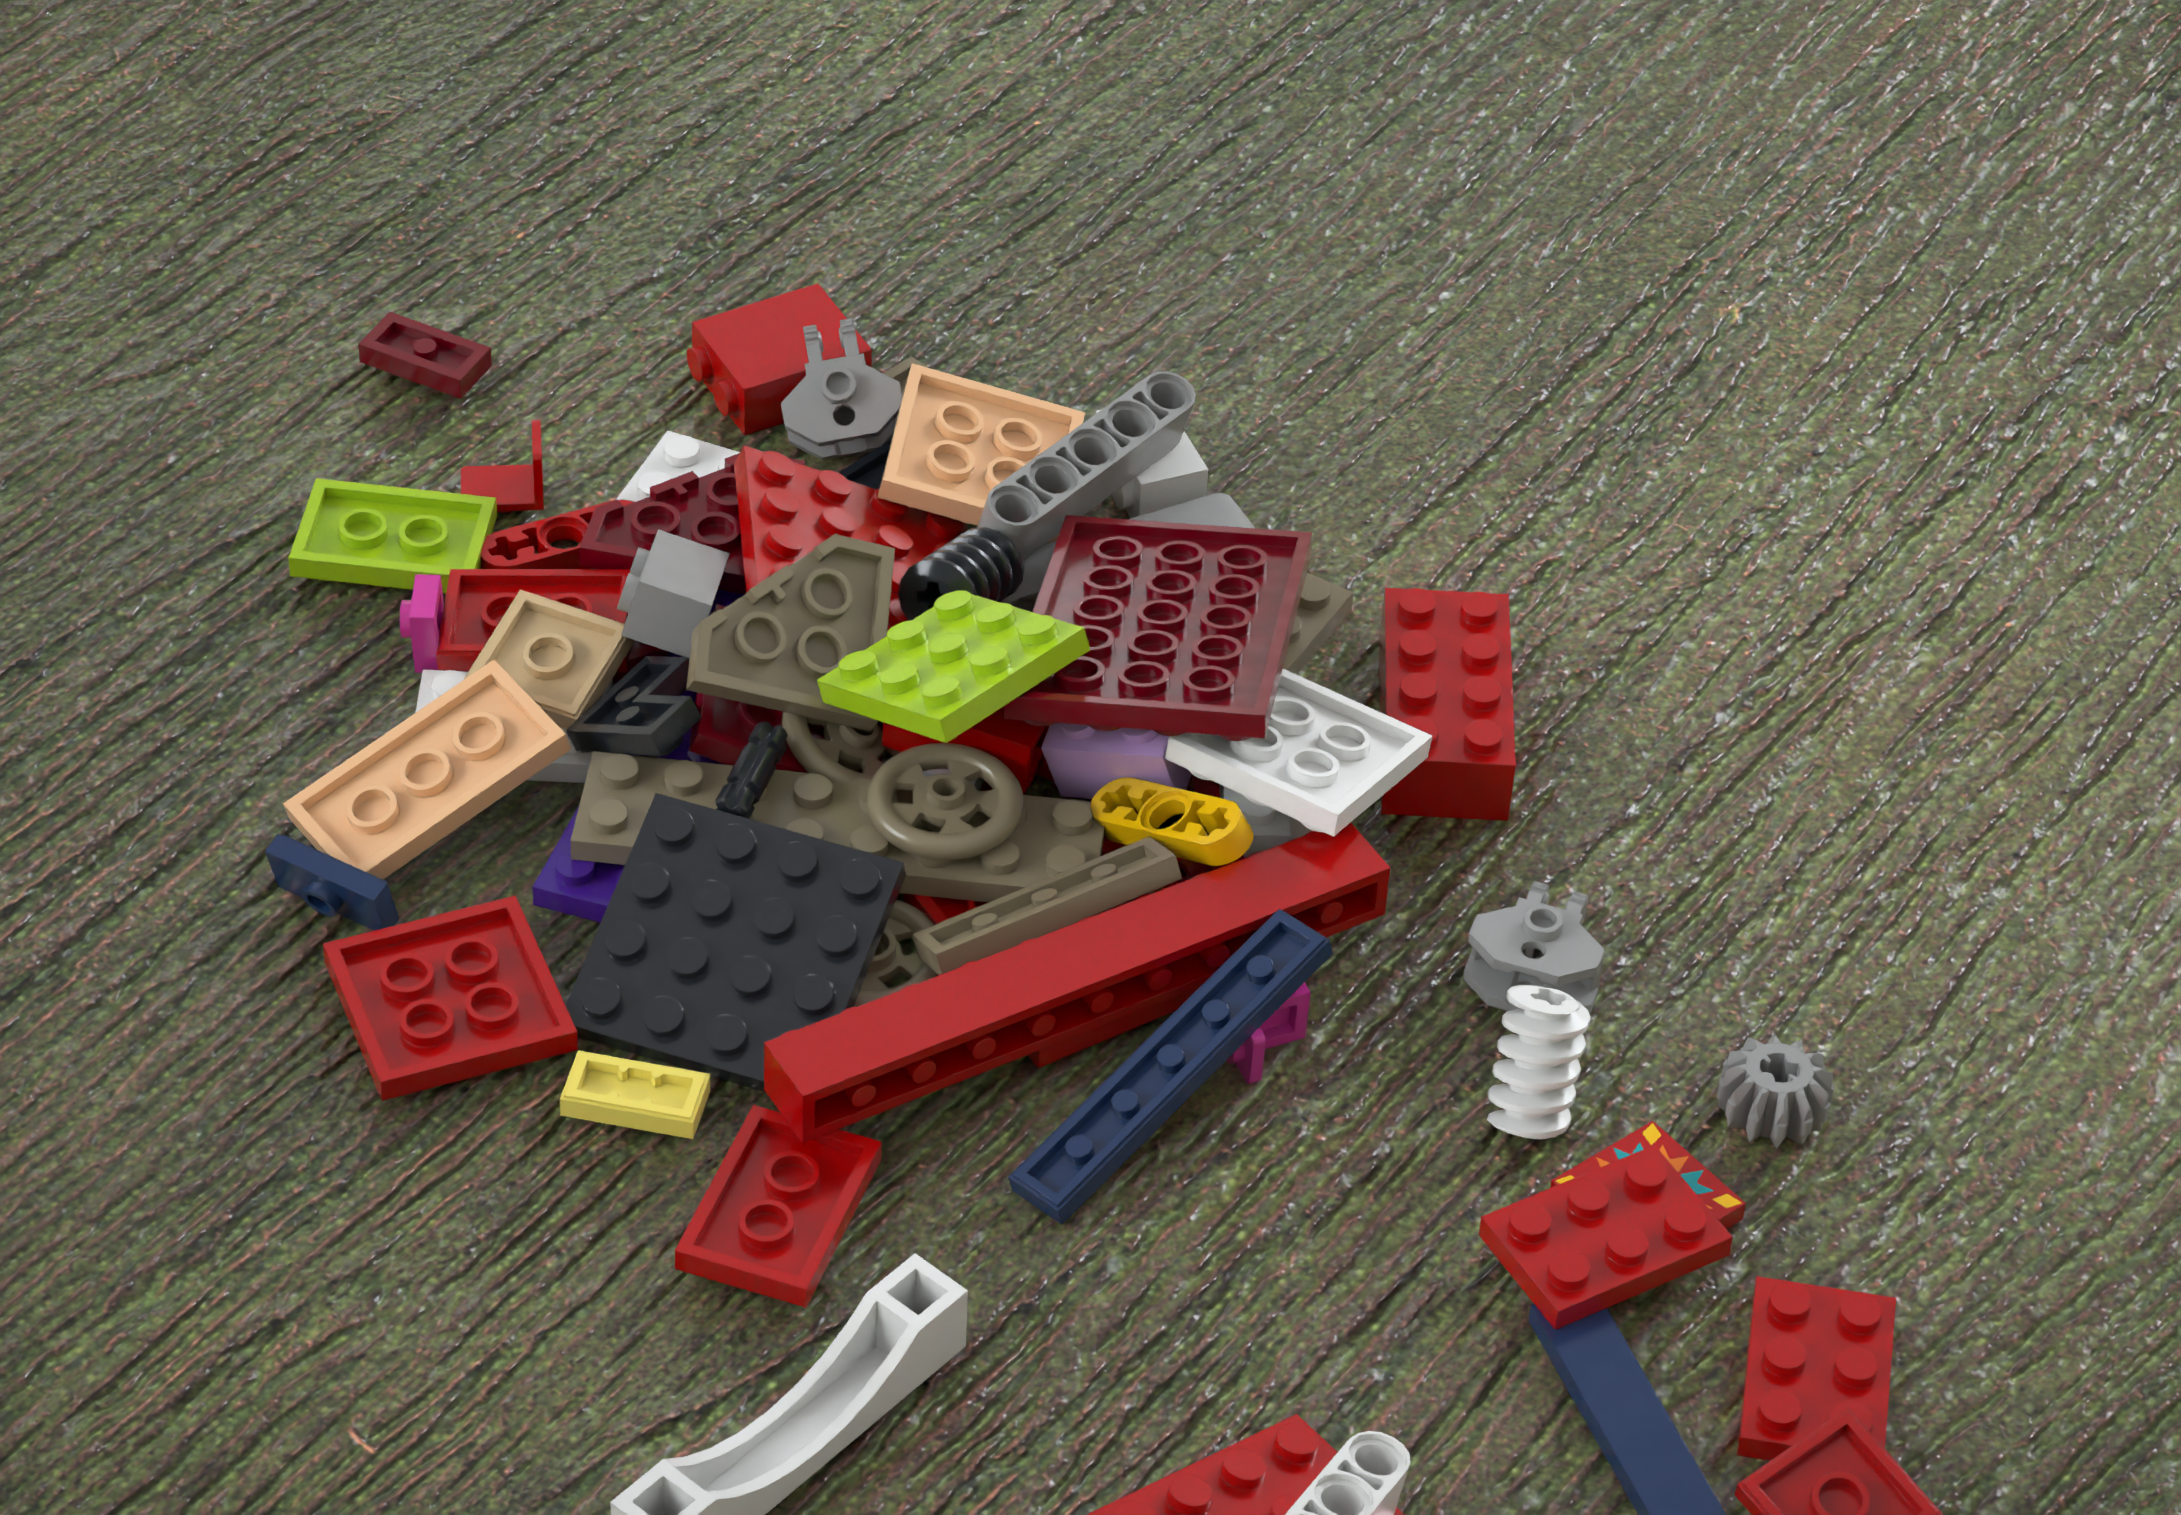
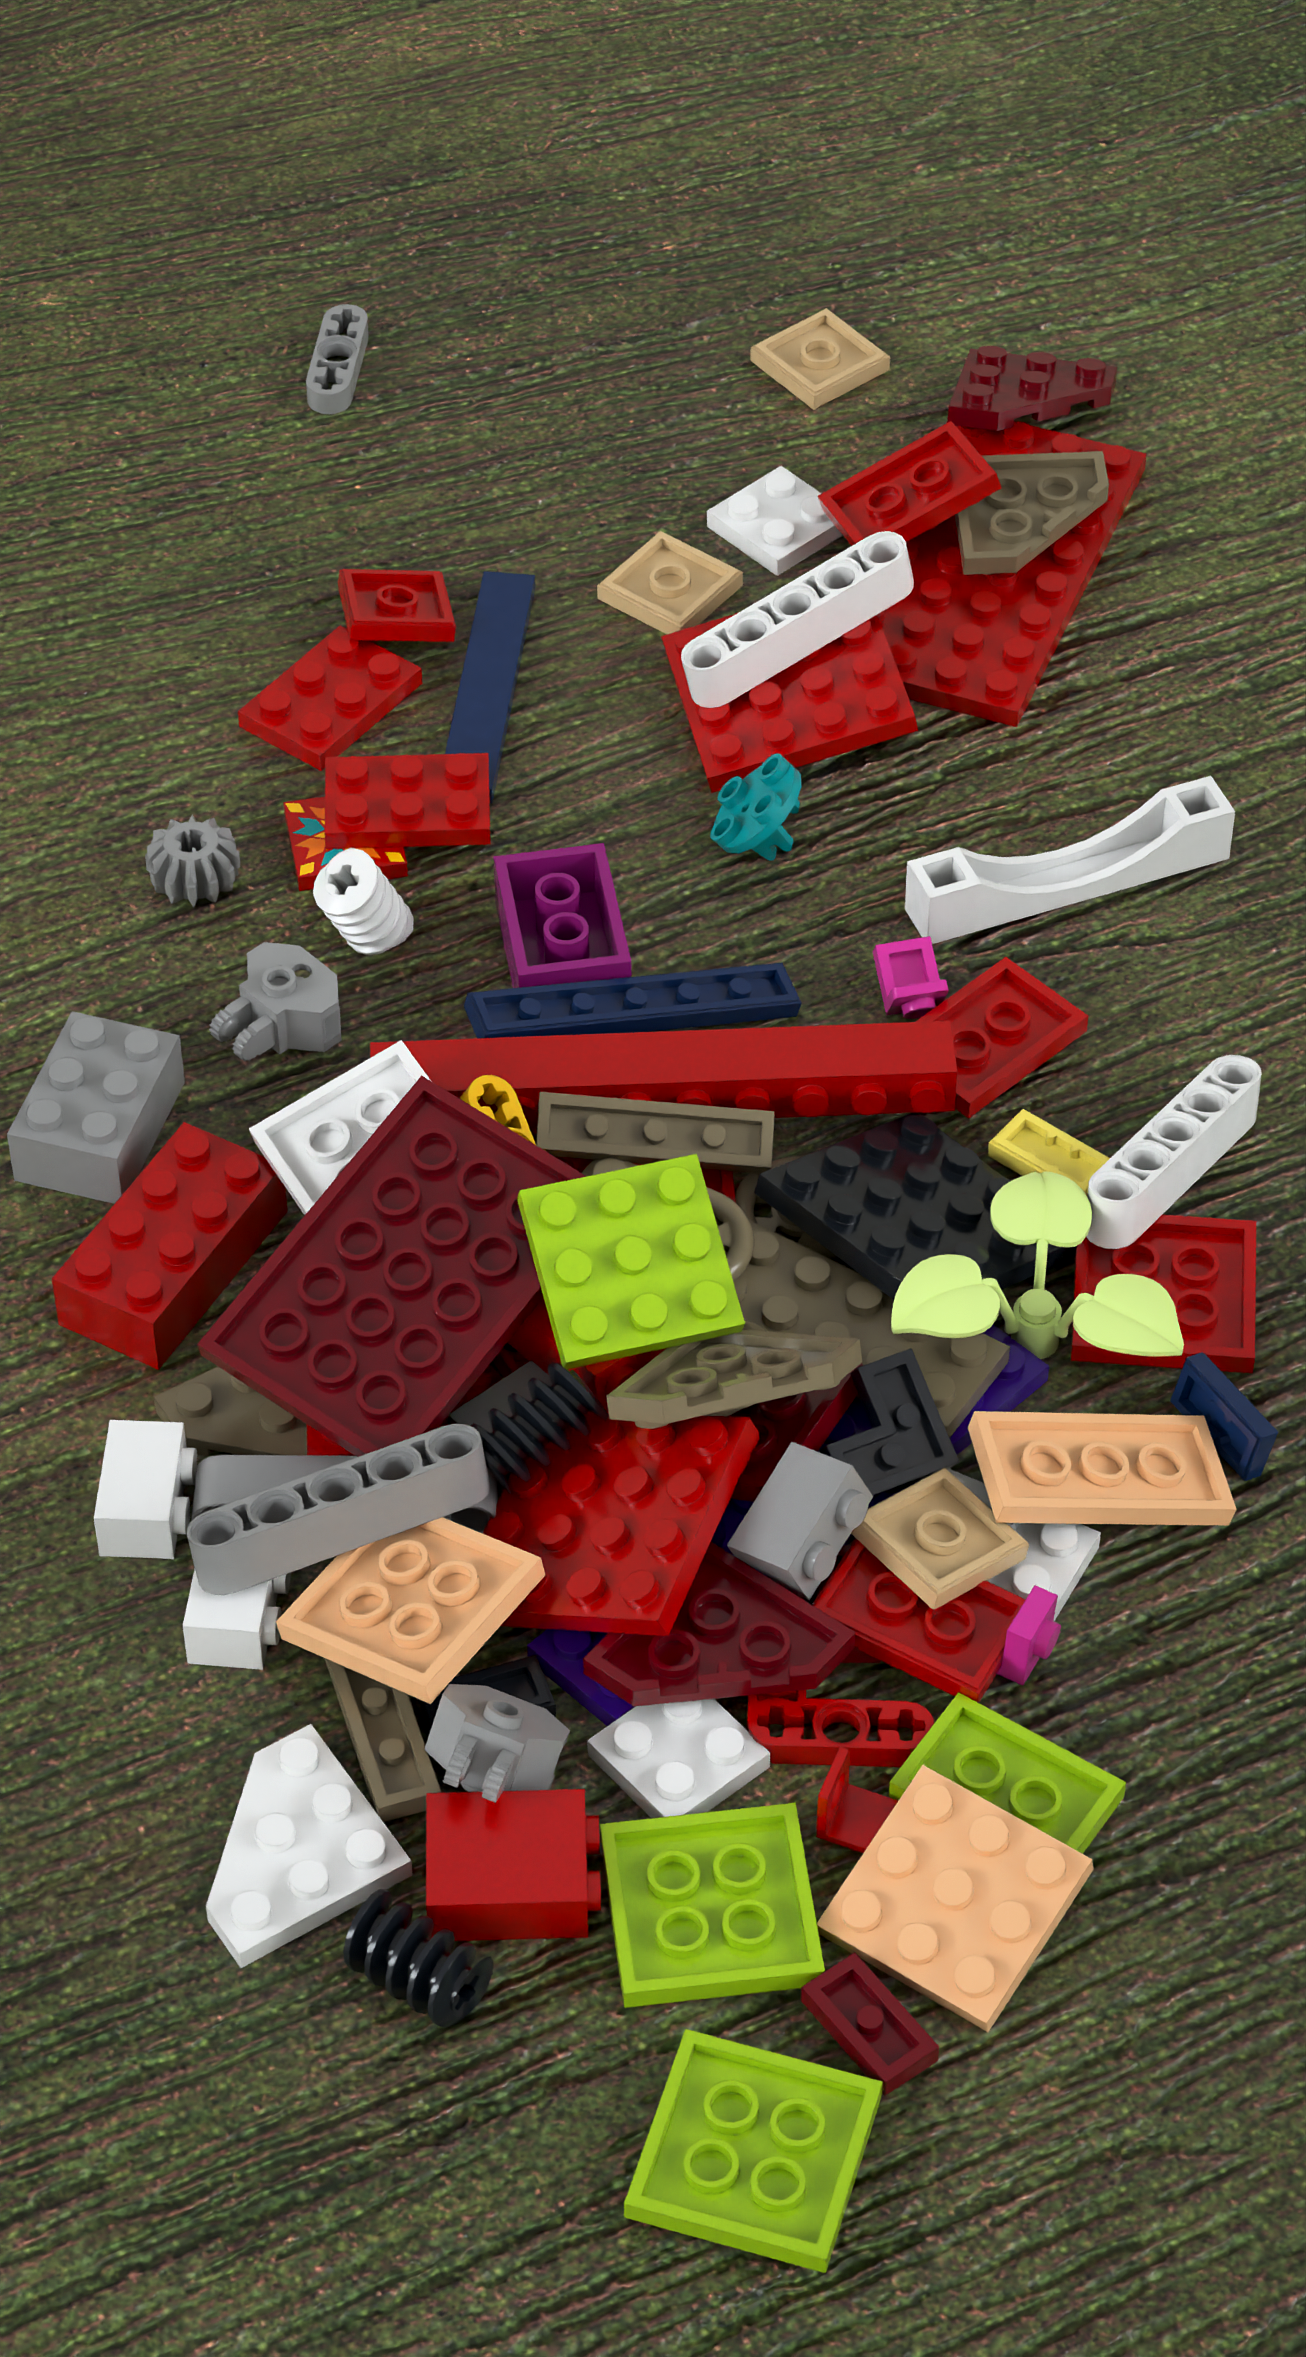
camera: 150 degrees left, 5 degrees up
(397, 442) = (955, 1897): none -> light nougat plate
(473, 259) = (754, 2150): none -> lime plate
(493, 1128) = (1173, 1151): none -> white beam
(590, 937) = (951, 1299): none -> yellowish green plant
(600, 389) = (710, 1905): none -> lime plate
(752, 770) = (841, 1307): black axle -> none
(790, 270) = (414, 1964): none -> black piece
(892, 1229) = (909, 977): none -> dark pink bracket
(963, 327) = (298, 1850): none -> white plate
(1204, 1365) = (757, 808): none -> teal plate
(1296, 495) = (143, 1489): none -> white brick
(1310, 1124) = (560, 916): none -> magenta brick
(1629, 799) = (96, 1107): none -> light grey brick

